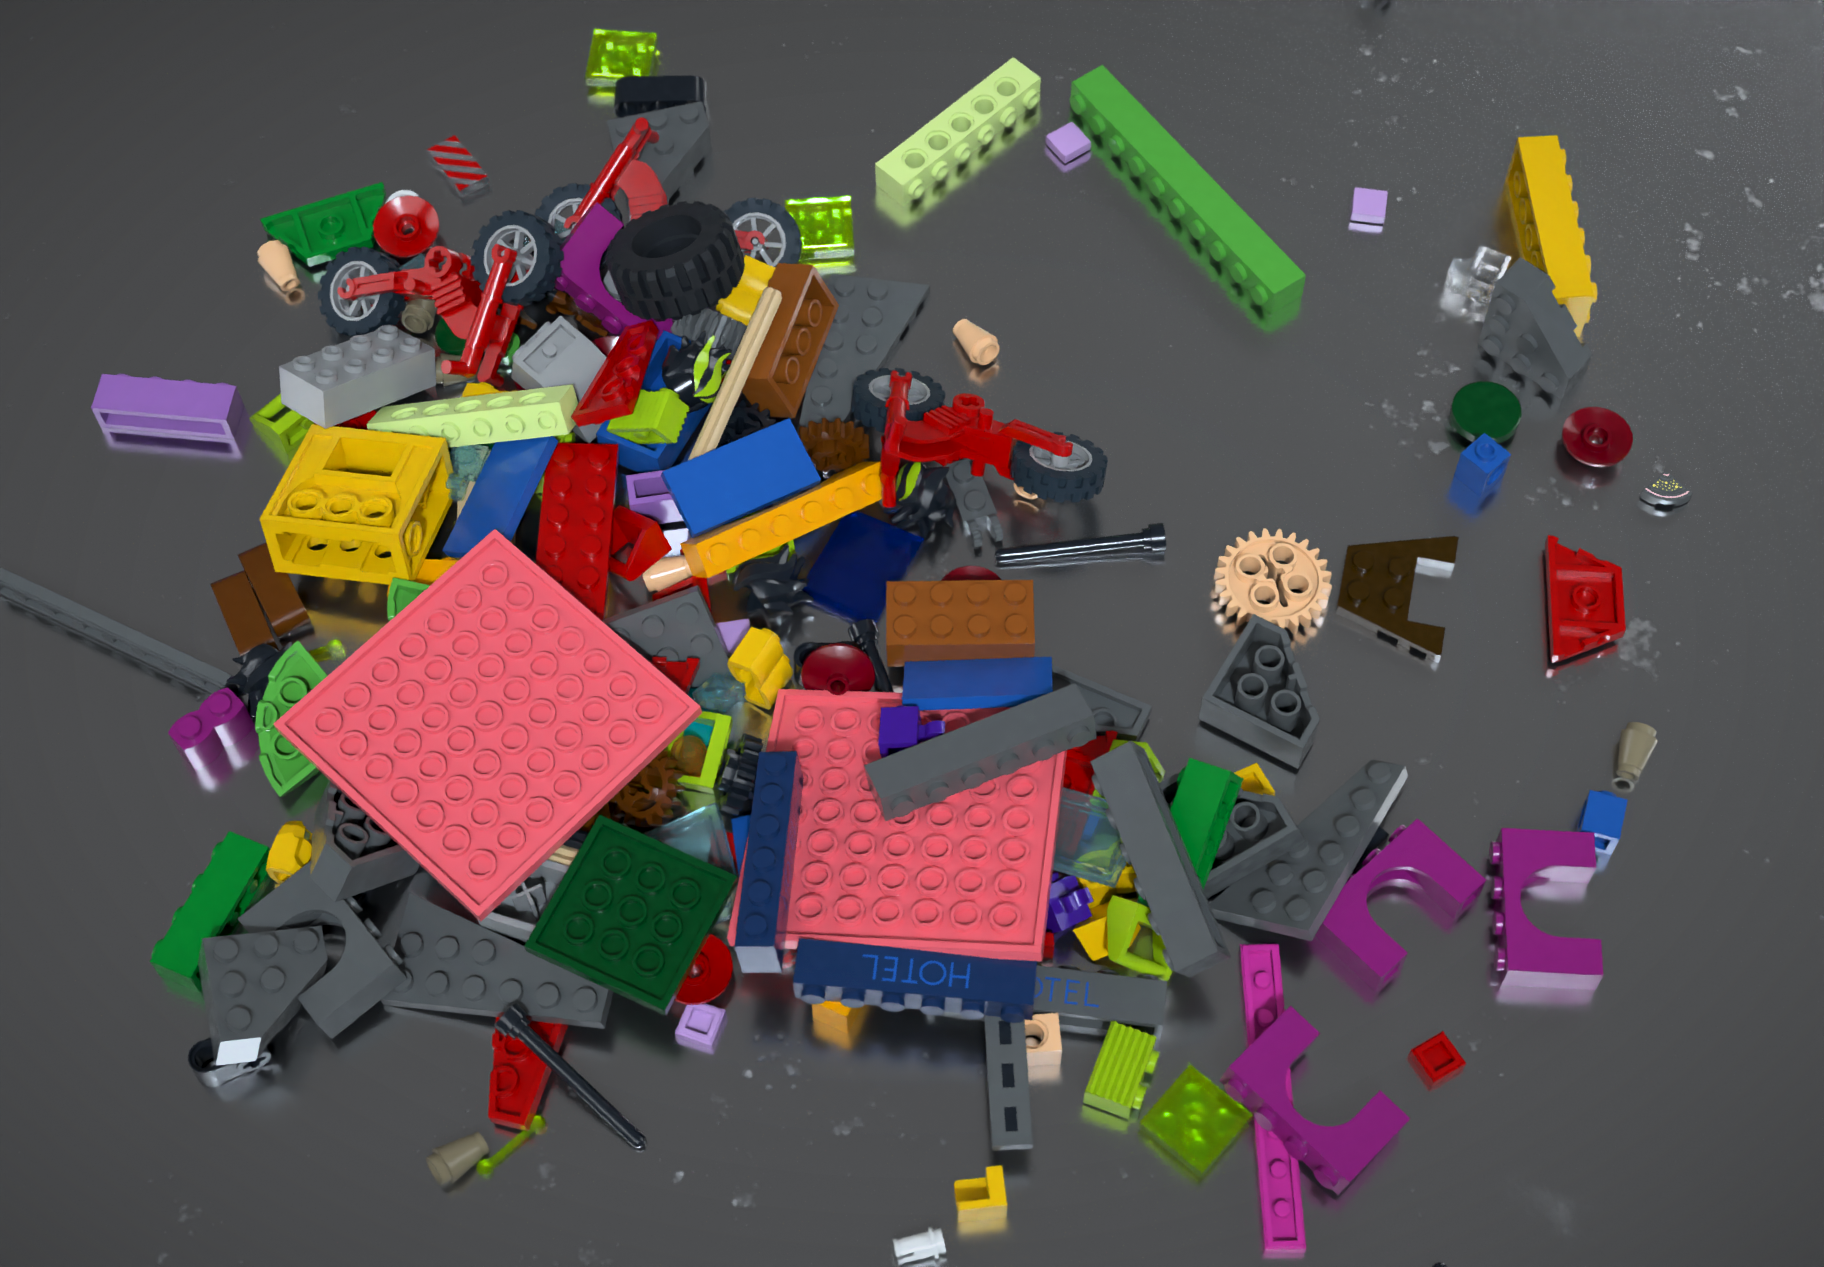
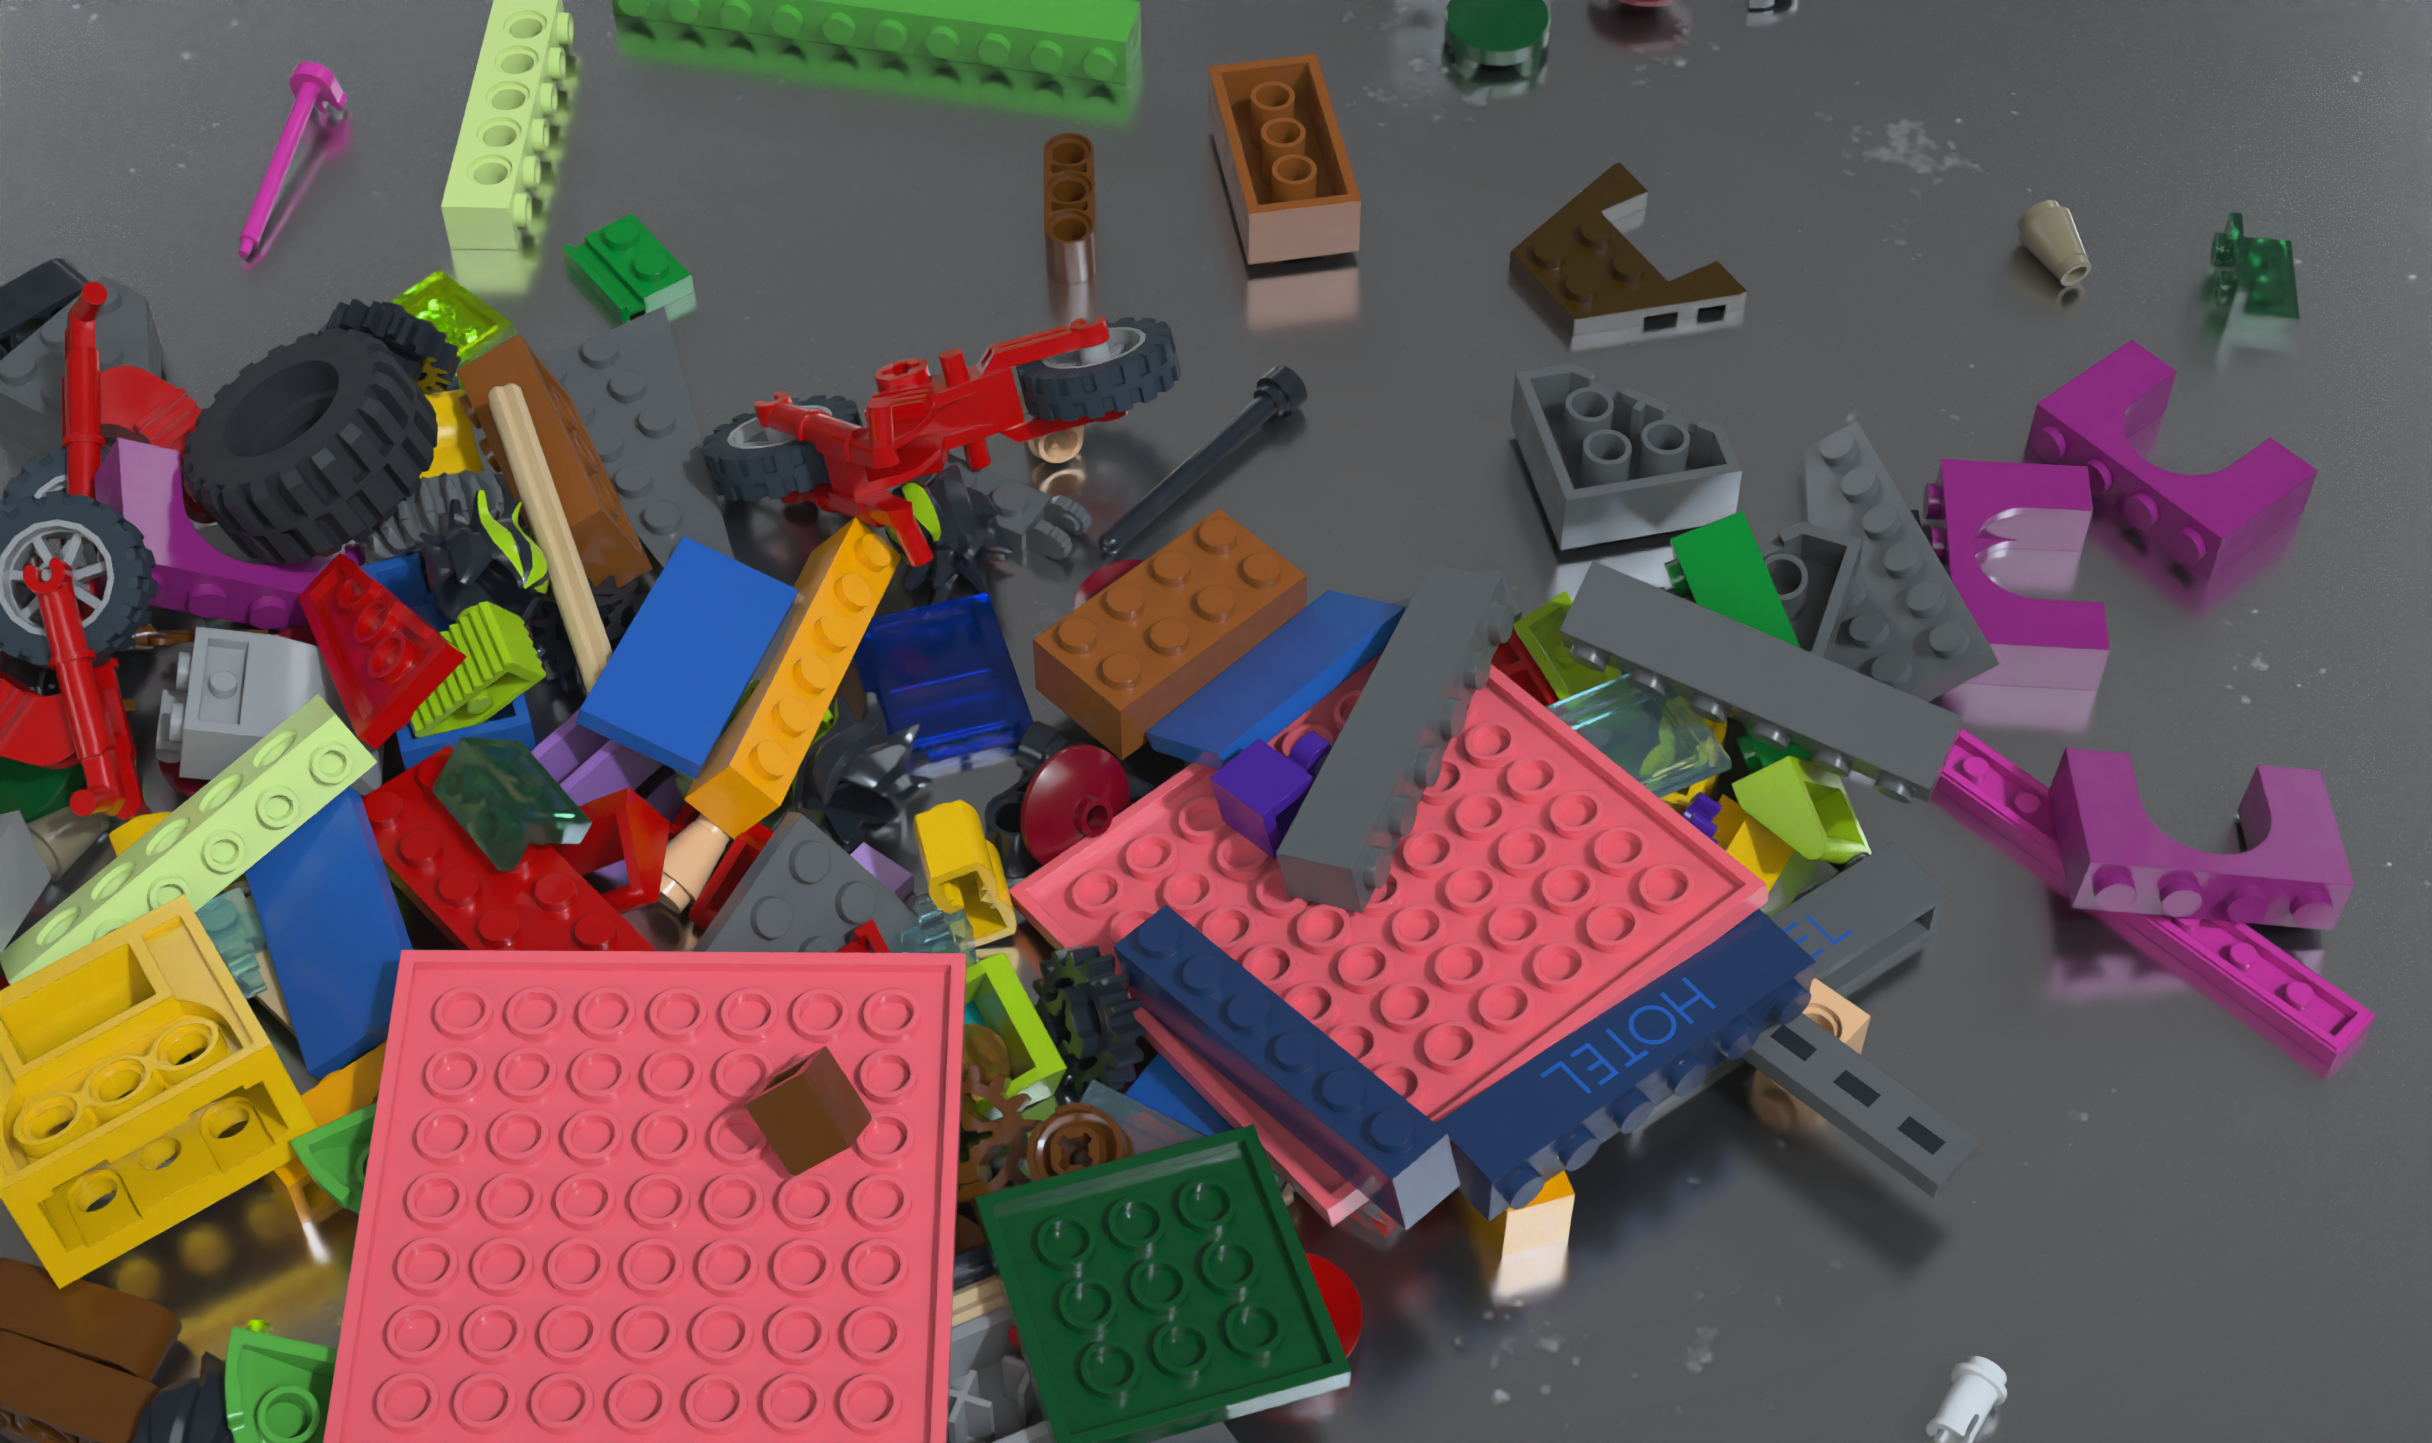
camera: 45 degrees left, 10 degrees down
(566, 726) = (809, 1111): none -> reddish brown panel
(607, 490) = (507, 800): none -> clear green bracket
(674, 827) = (1074, 1140): none -> reddish brown wheel
(701, 1024) = (1377, 1387): lavender tile -> none
(754, 233) = (410, 339): none -> black gear
(834, 444) = (768, 534): reddish brown gear -> none
(889, 53) = (311, 86): none -> dark pink piece
(937, 253) = (628, 269): none -> green plate
(976, 342) = (801, 328): light nougat cone -> none
(981, 1197) = (1969, 1275): yellow panel -> none
(1068, 142) = (664, 52): lavender tile -> none
(1121, 1070) = (1949, 992): lime brick -> none
(1174, 352) = (1069, 208): none -> reddish brown beam
(1195, 1121) = (2094, 979): clear neon green plate -> none
(1284, 413) = (1283, 159): none -> dark orange brick
(1301, 573) = (1469, 340): light nougat gear -> none
(1437, 1059) = (2247, 703): red tile -> none
(1482, 464) = (1561, 72): blue brick -> none
(1582, 600) = (1821, 137): red wing -> none
(1604, 816) = (2108, 321): blue brick -> none
(1720, 852) = (2254, 281): none -> clear green bracket

